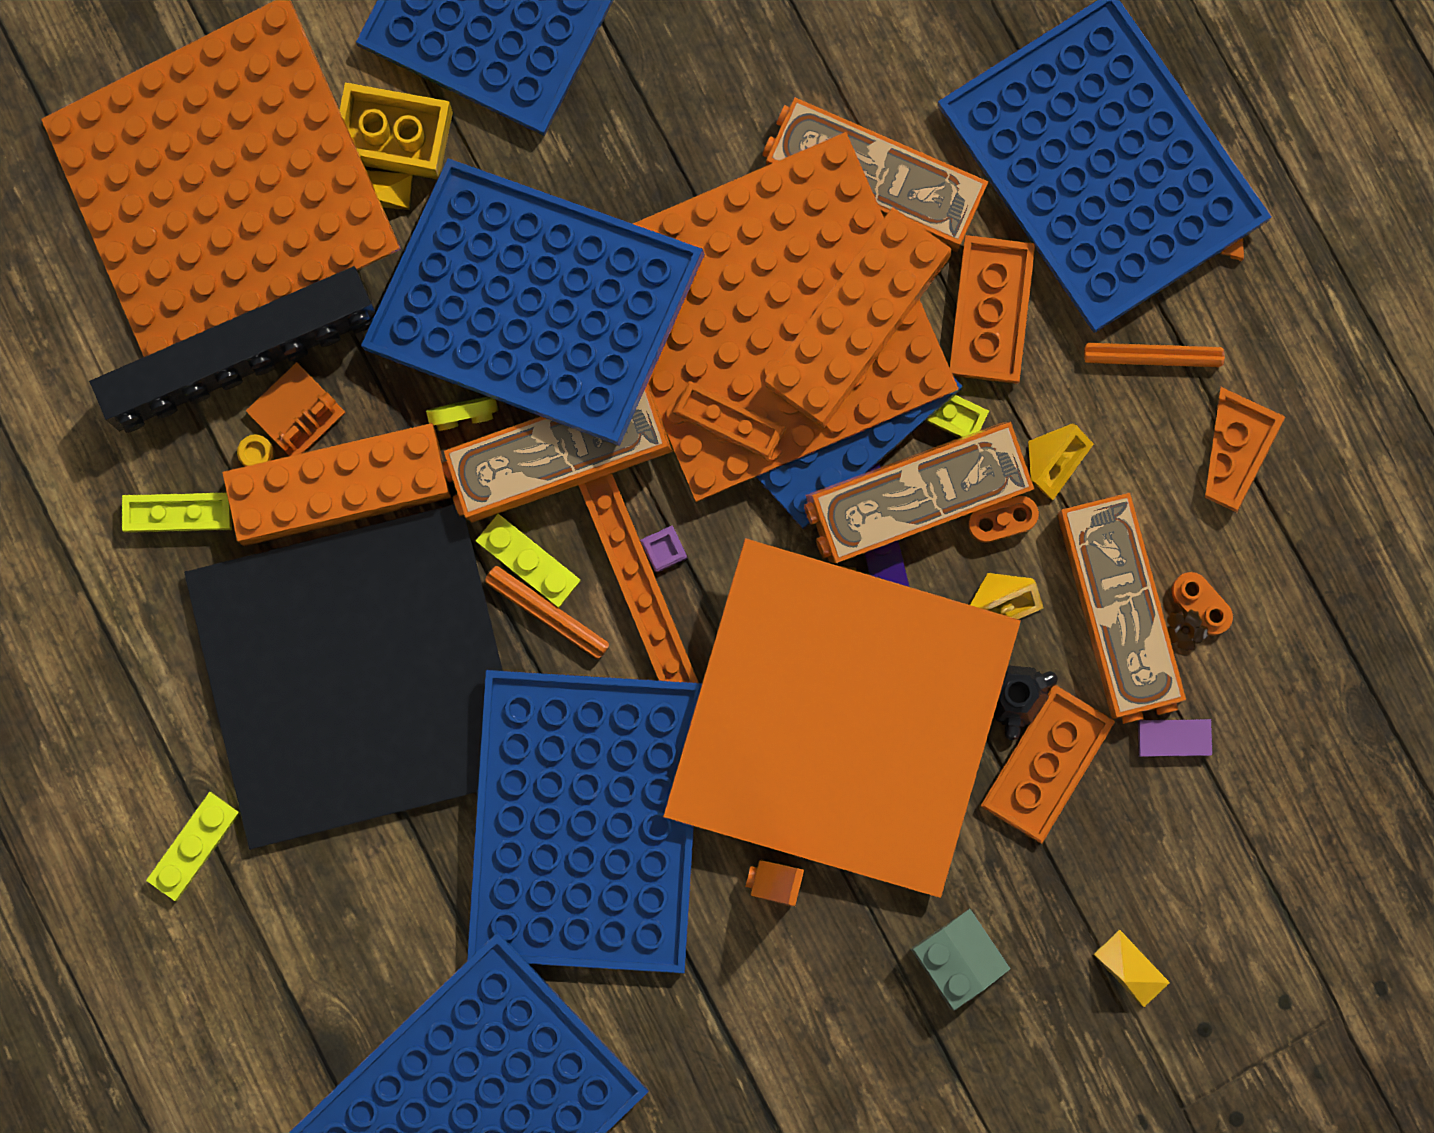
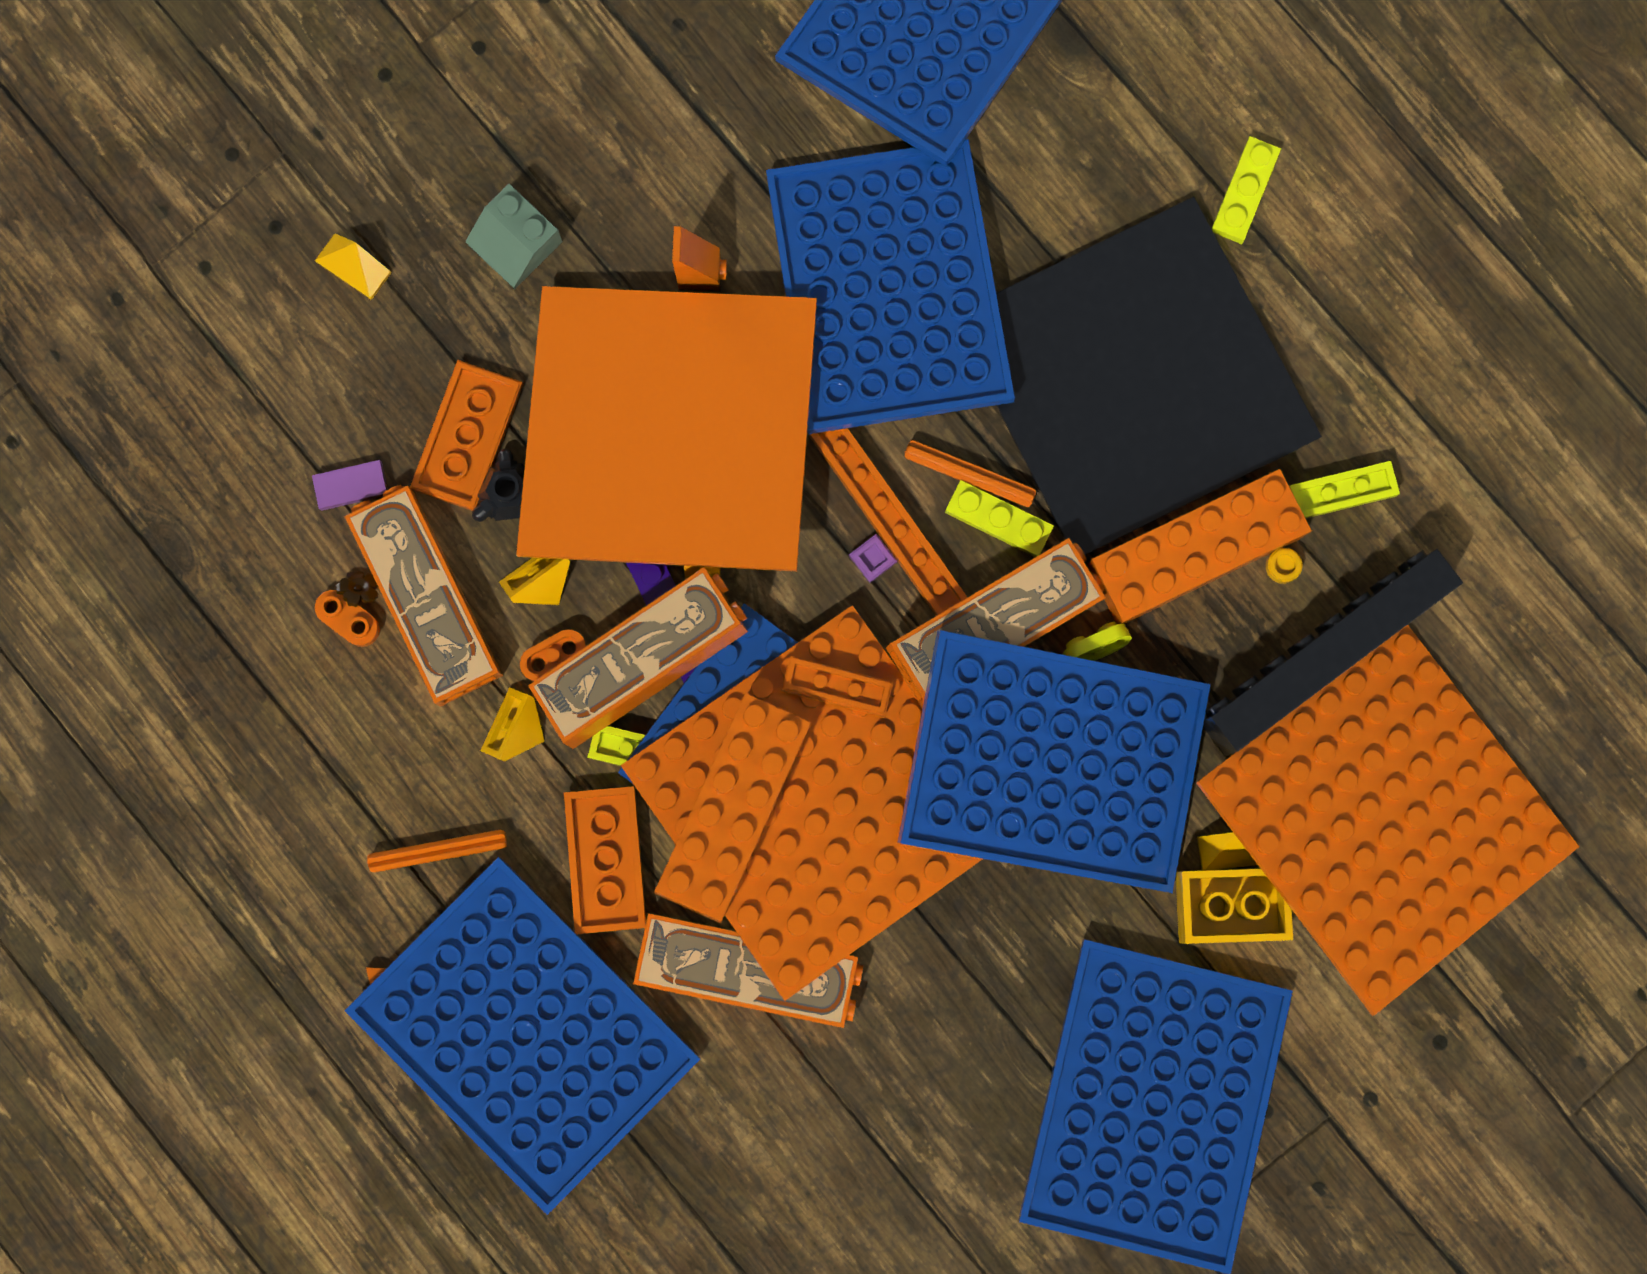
camera: 170 degrees right, 0 degrees up
(295, 411) = (1256, 612): orange hinge -> none
(1239, 447) = (337, 775): orange wing -> none

